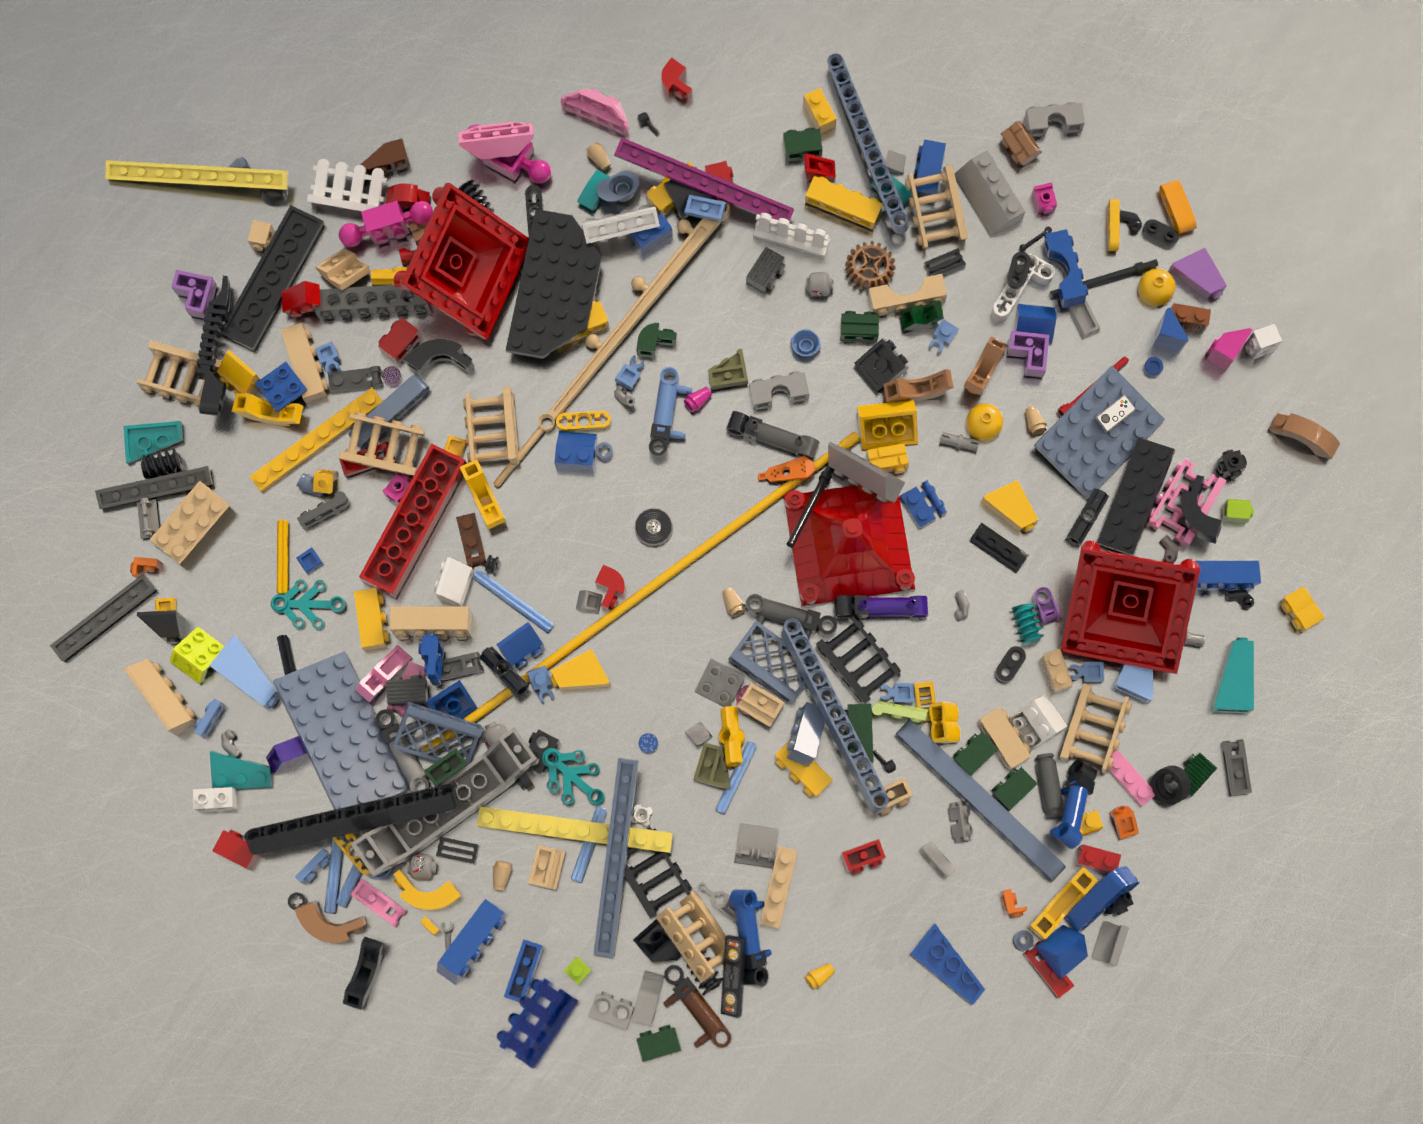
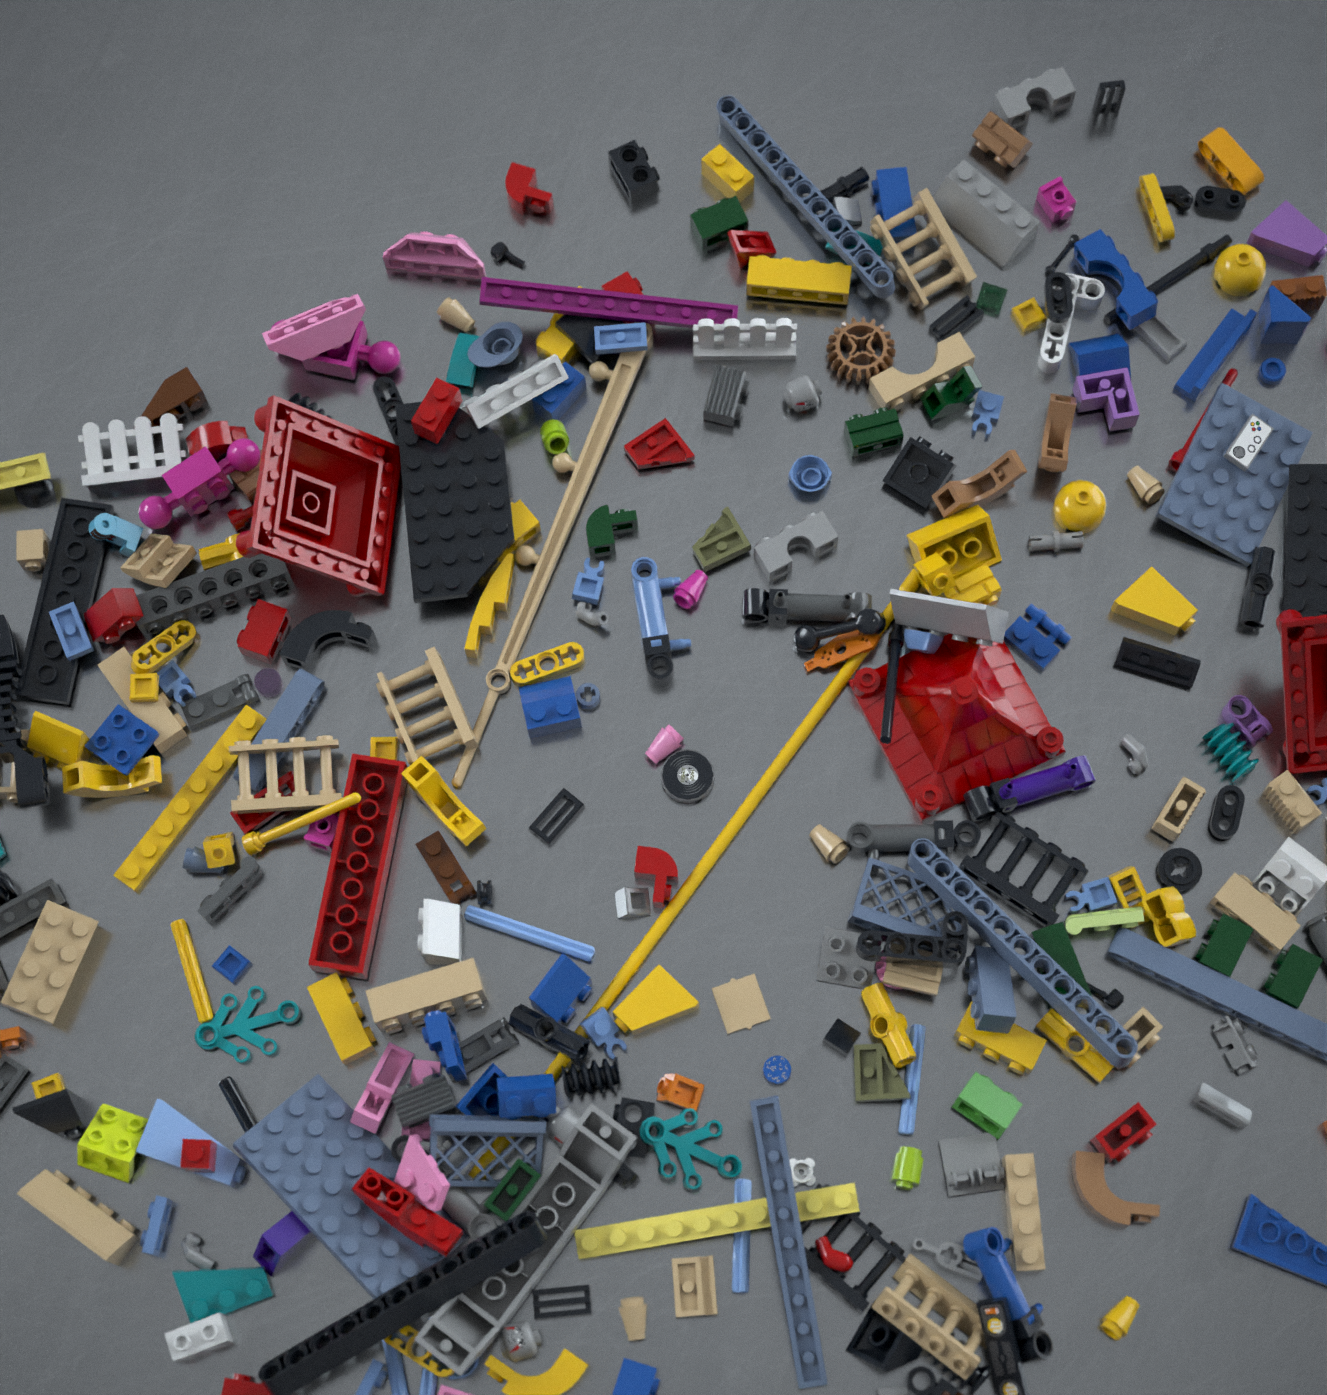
camera: 15 degrees left, 5 degrees down
(248, 681) = (198, 1155): none -> red brick
(269, 301) = (71, 631): none -> medium blue plate
(306, 355) = (144, 687): none -> yellow tile
(320, 240) = (116, 531): none -> medium azure leg
(322, 337) = (168, 637): none -> yellow beam
(348, 483) = (254, 842): none -> yellow piece
(371, 760) = (405, 1214): none -> red slope
(389, 739) = (421, 1175): none -> bright pink wing
(475, 708) = (526, 1096): none -> blue brick
(522, 710) = (591, 1077): none -> black piece
(543, 536) = (541, 834): none -> black tile
(561, 223) = (436, 410): none -> red brick
(561, 364) = (493, 598): none -> yellow slope
(578, 737) = (679, 1091): none -> orange bracket
(638, 263) = (554, 436): none -> lime brick
(639, 691) = (741, 1004): none -> tan piece
(642, 877) = (833, 1258): none -> red arm
(645, 500) = (664, 744): none -> bright pink cone
(708, 292) = (658, 447): none -> red wing
(712, 834) = (907, 1168): none -> lime brick
(751, 88) = (629, 172): none -> black brick
(763, 687) = (911, 942): none -> black beam
(766, 457) = (808, 637): none -> black piece
(779, 809) = (987, 1105): none -> bright green brick
(832, 894) = (1097, 1197): none -> medium nougat arch
(841, 484) = (922, 641): none -> medium blue hat
(844, 779) = (1060, 1033): none -> yellow piece
(865, 440) = (934, 574): none -> yellow brick
(899, 143) = (846, 184): none -> black pin
(969, 685) = (1180, 857): none -> black gear
(975, 255) = (991, 298): none -> clear green tile
(977, 652) = (1178, 809): none -> tan brick
(996, 275) = (1028, 314): none -> yellow tile
(1098, 138) = (1115, 106): none -> black tile
(1117, 342) = (1214, 353): none -> blue fence

